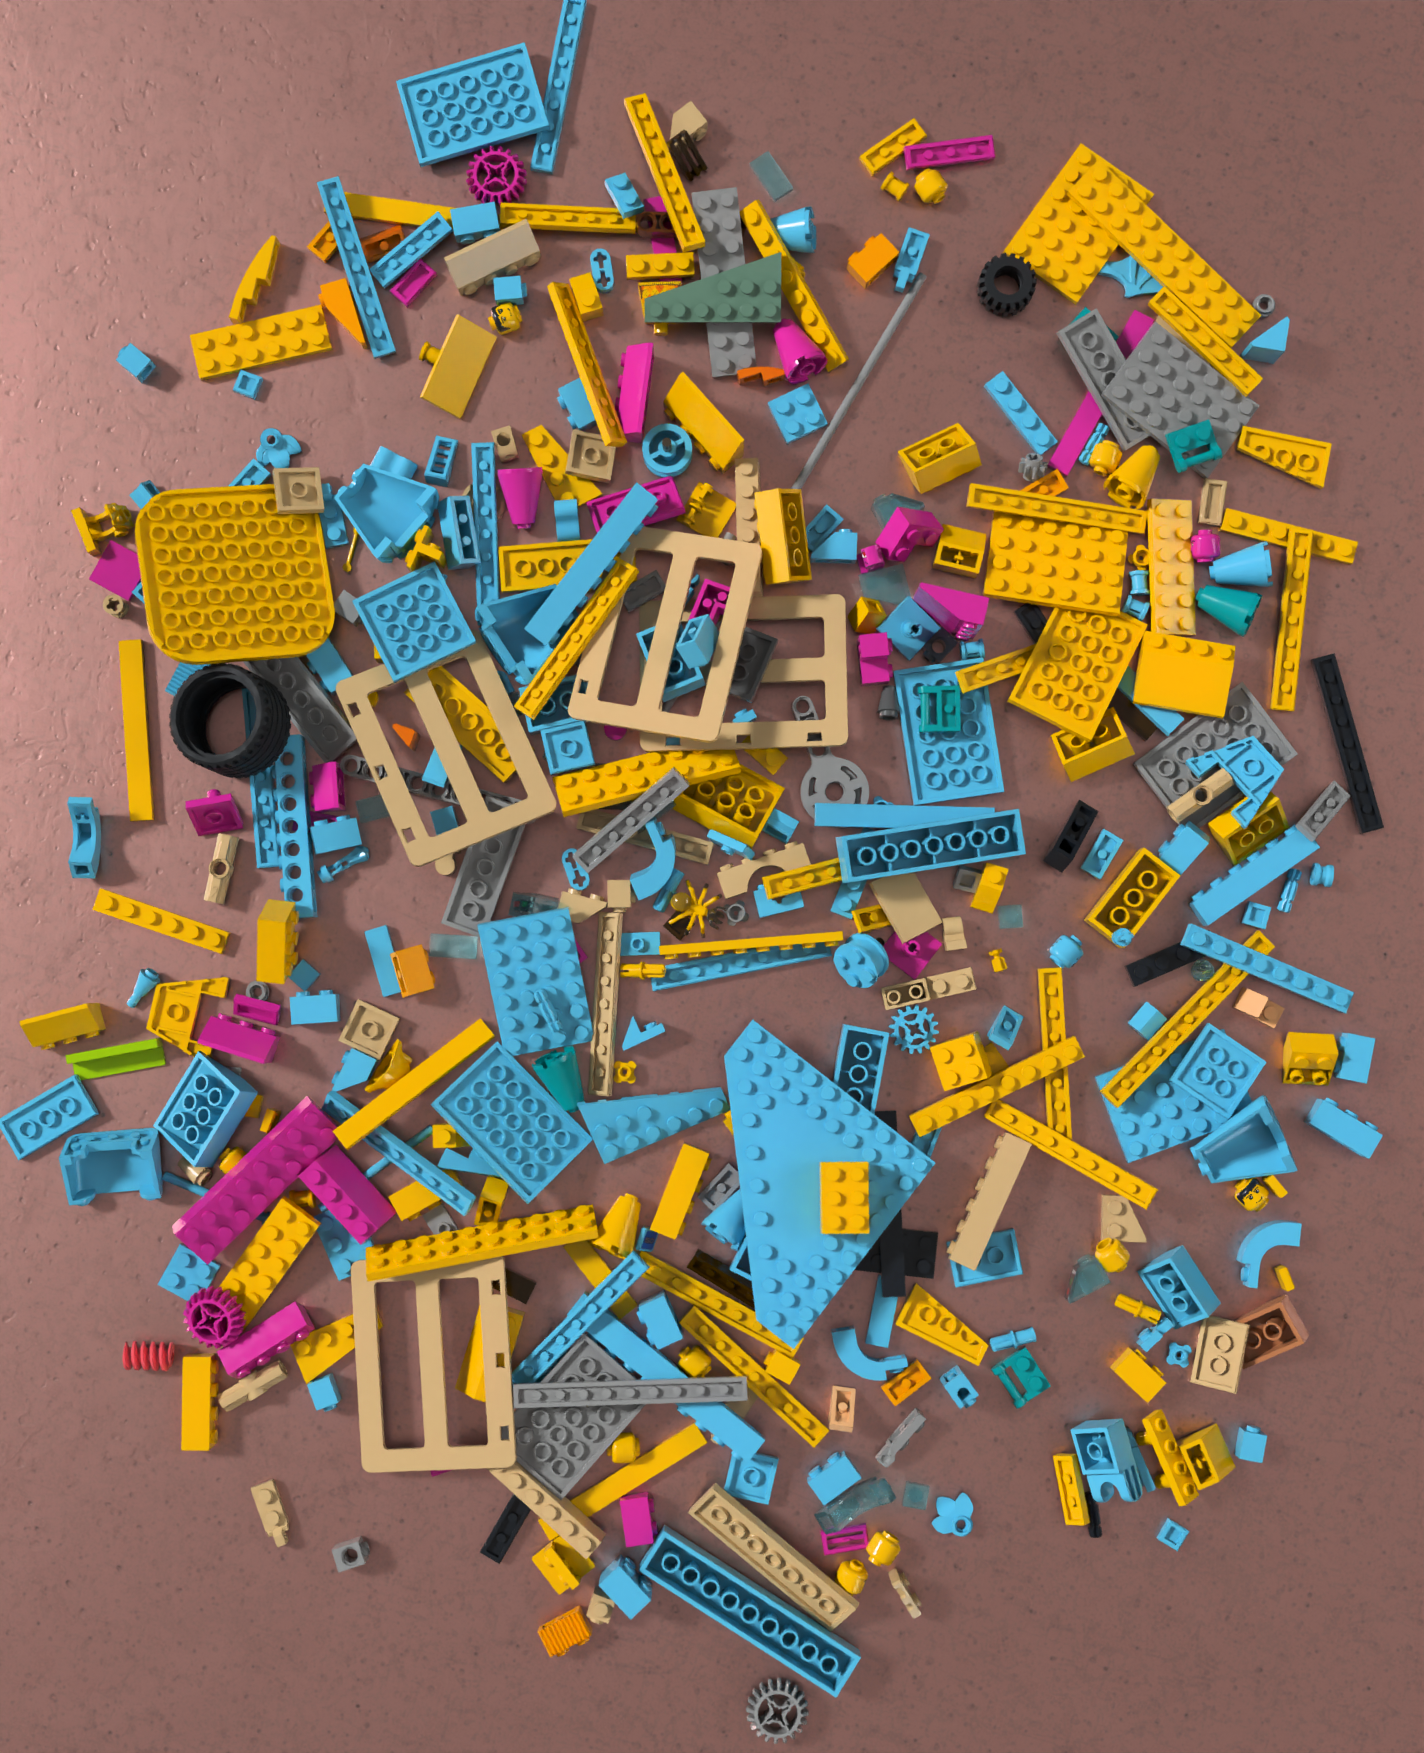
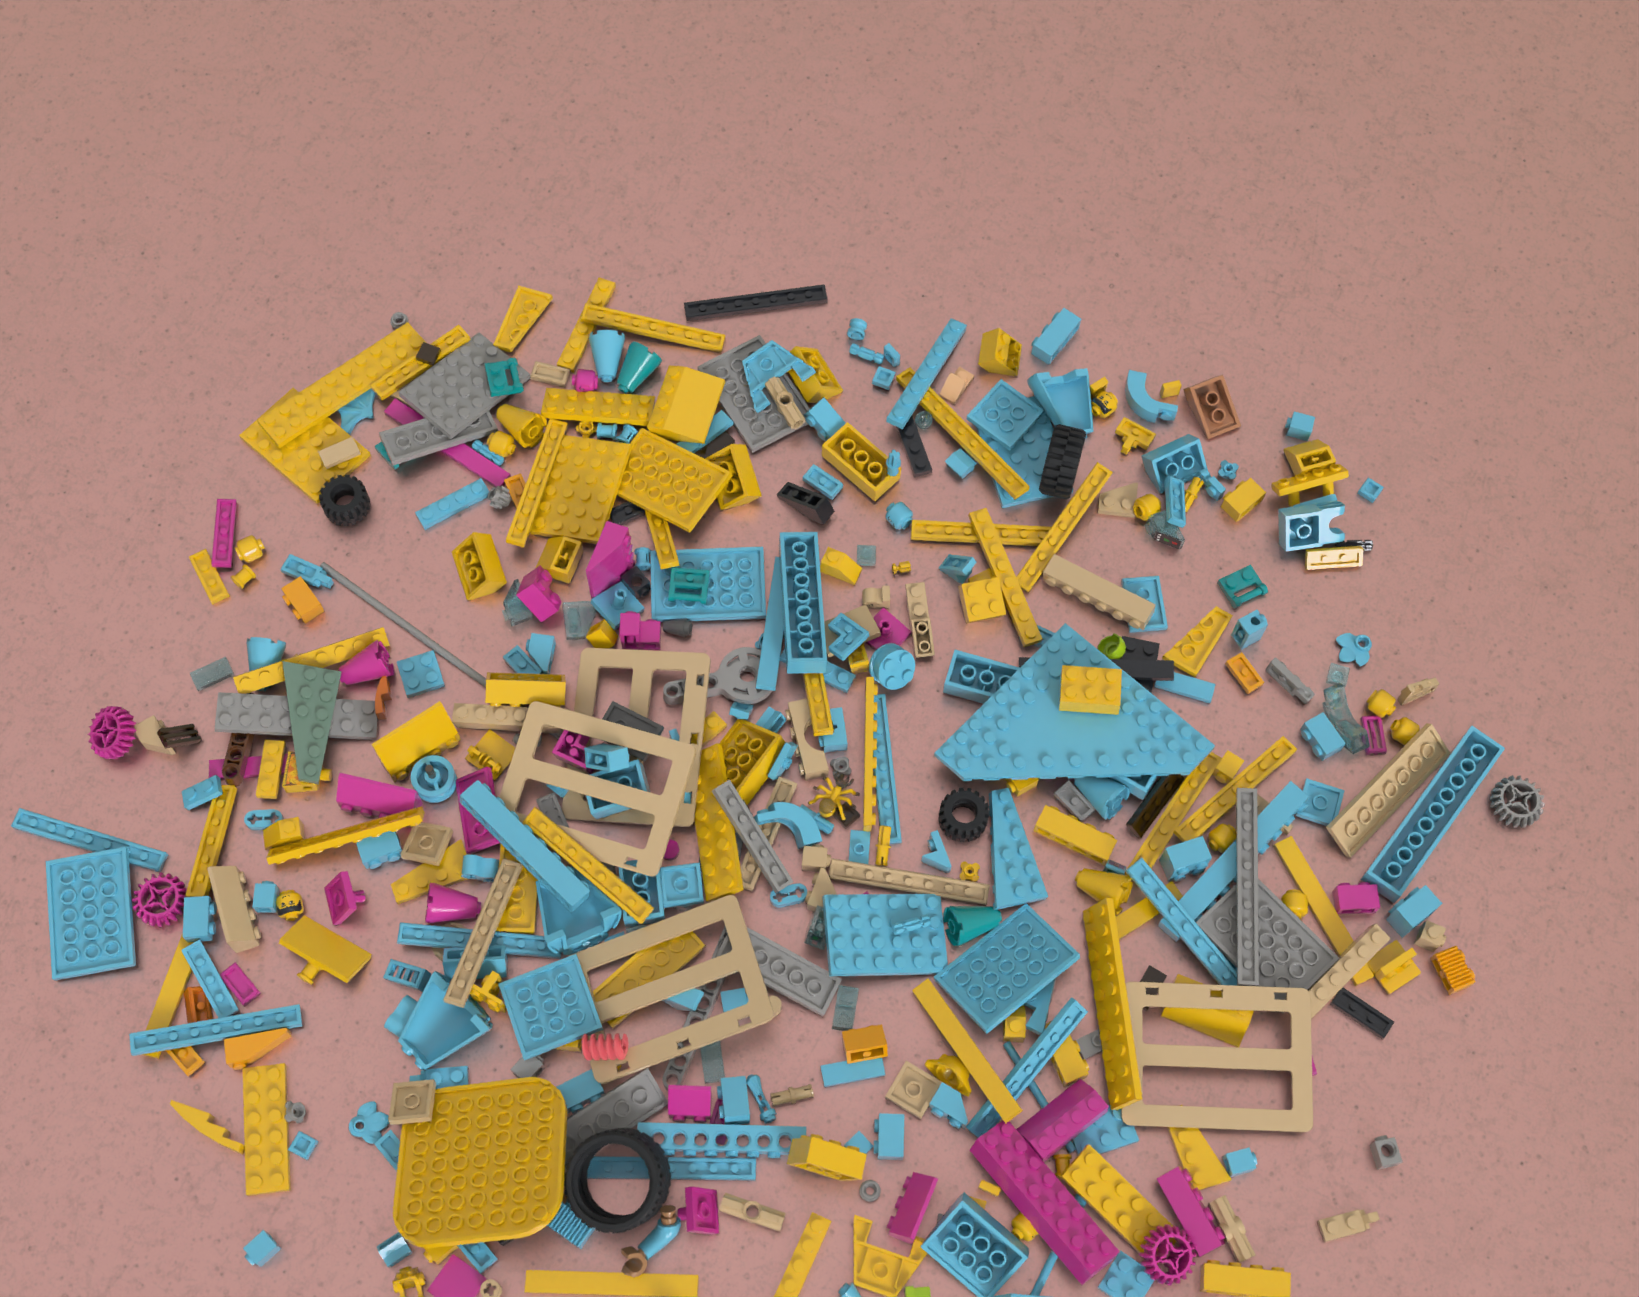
camera: 85 degrees left, 20 degrees down
(190, 777) = (664, 1232): none -> piece
(197, 1175) = (1030, 1266): tan cone -> none
(256, 1009) = (886, 1191): dark pink tile -> none
(280, 374) = (299, 1112): none -> light grey plate
(347, 566) = (489, 1070): yellow hinge -> none
(350, 897) = (791, 1095): none -> tan pin
(369, 687) = (603, 1048): none -> coral piece
(408, 735) = (653, 1024): orange slope -> none
(487, 535) = (482, 933): none -> tan tile
(491, 1201) = (1077, 990): yellow slope -> none
(505, 443) = (402, 914): tan leg -> none
(516, 374) = (342, 898): none -> dark pink tile
(664, 172) = (190, 753): yellow plate -> none
(681, 79) = (112, 732): none -> dark pink gear
(682, 1079) = (963, 799): none -> black tyre
(790, 789) = (741, 711): none -> medium azure plate
(842, 1409) = (1265, 724): light nougat slope -> none
(860, 1363) = (1216, 714): medium azure arch -> none
(870, 559) = (556, 626): dark pink leg -> none
(892, 908) = (850, 636): none -> medium azure plate
(918, 1220) = (1112, 646): none -> lime hair
(919, 1019) = (949, 628): medium azure gear -> none
(967, 878) = (832, 582): light grey plate -> none
(1013, 1339) = (1212, 588): medium azure axle -> none
(1068, 266) = (339, 452): none -> tan tile
(1122, 1289) = (1175, 501): none -> medium azure tile
(1148, 1146) = (1062, 461): none -> black tyre
(1212, 1234) = (1134, 435): none -> yellow hinge
(1214, 348) = (428, 354): none -> dark brown tile
(1220, 1353) = (1229, 439): tan tile -> none
(1251, 876) = (852, 376): medium azure brick -> none
(1269, 345) = (432, 315): medium azure slope -> none
(1289, 922) = (891, 355): none -> medium azure tile
(1322, 811) = (807, 321): light grey tile -> none
(1354, 1057) = (1002, 318): medium azure brick -> none

